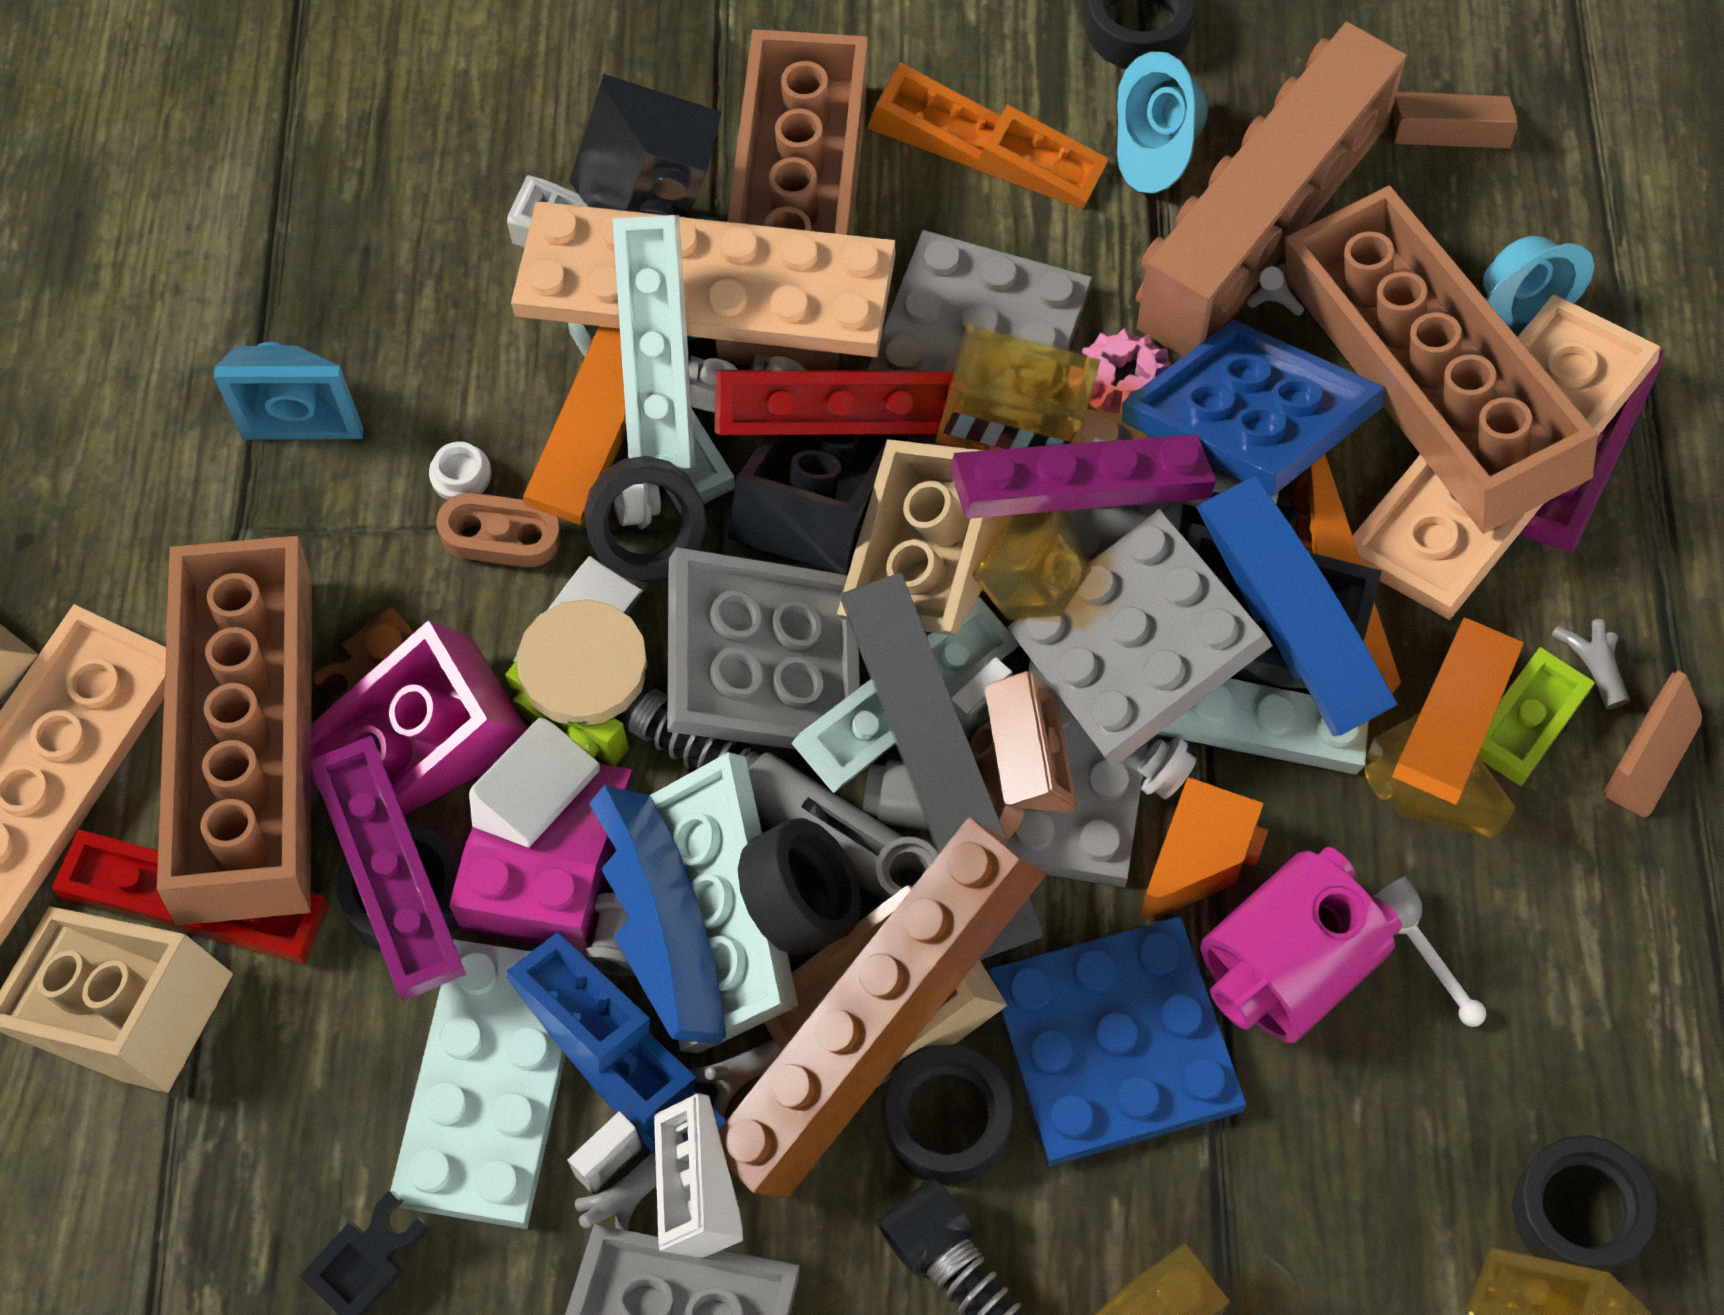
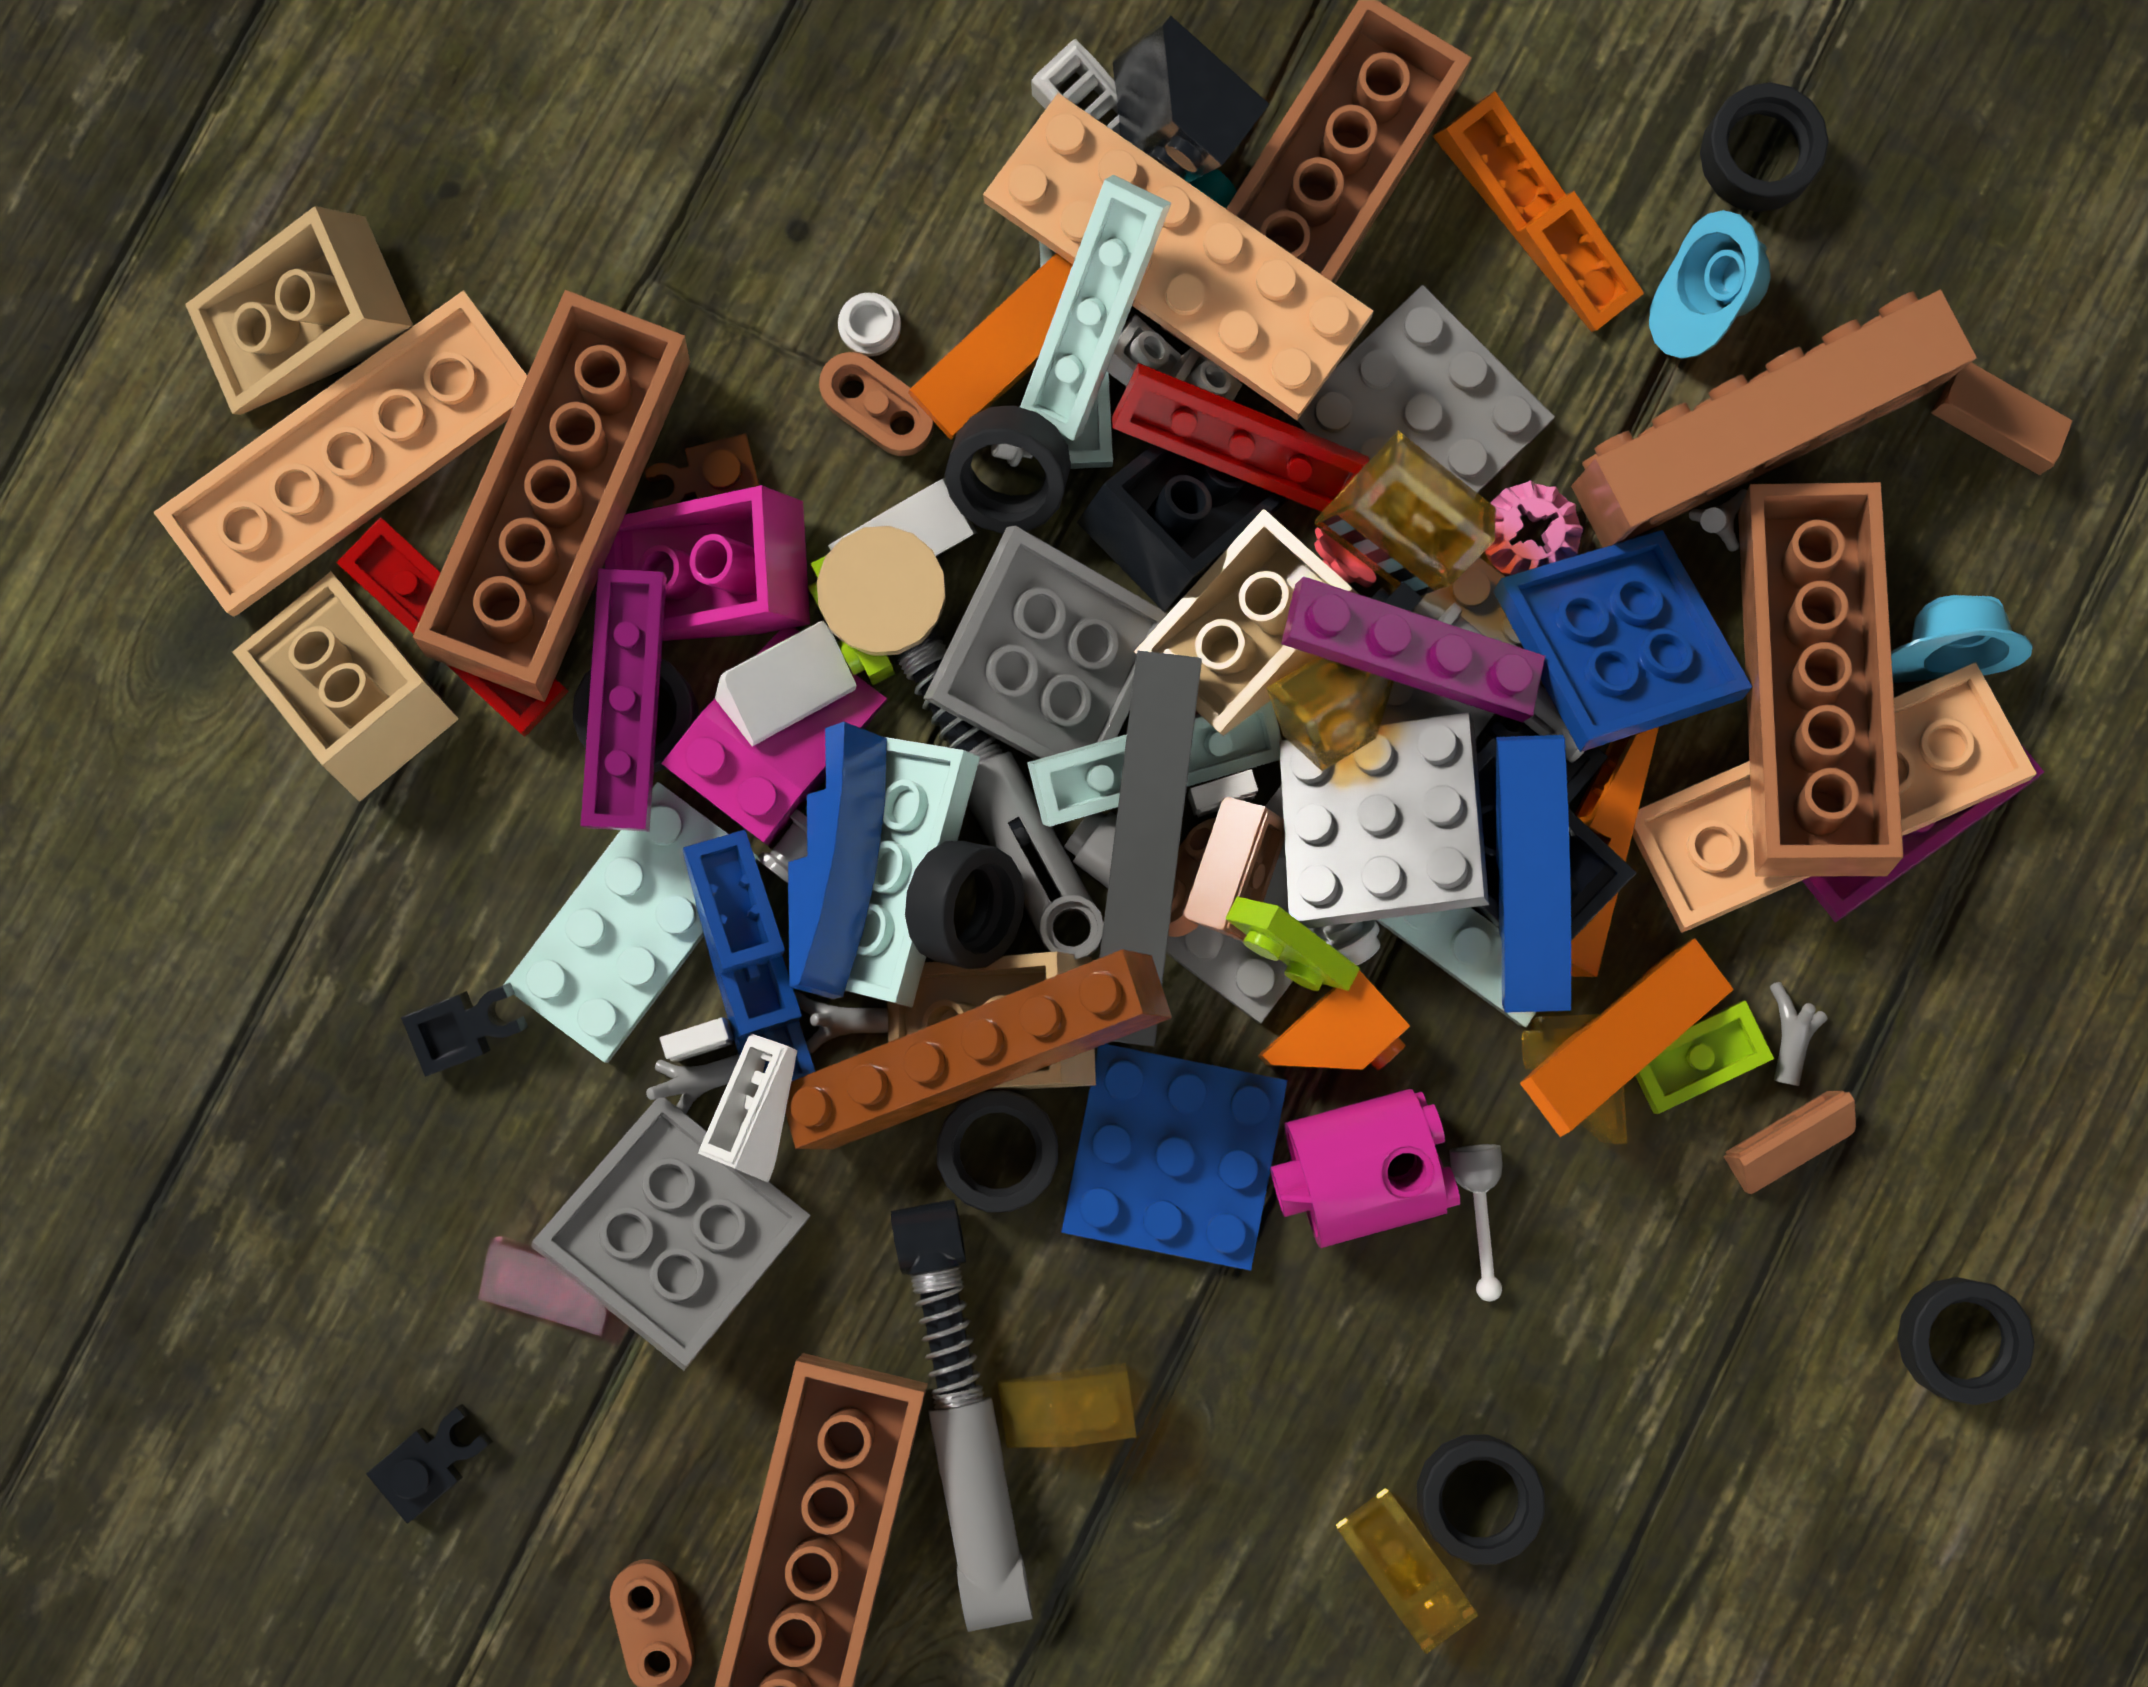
camera: 20 degrees right, 20 degrees up
(286, 394) = (739, 160): dark azure slope -> none
(1117, 776) = (1280, 936): none -> lime plate

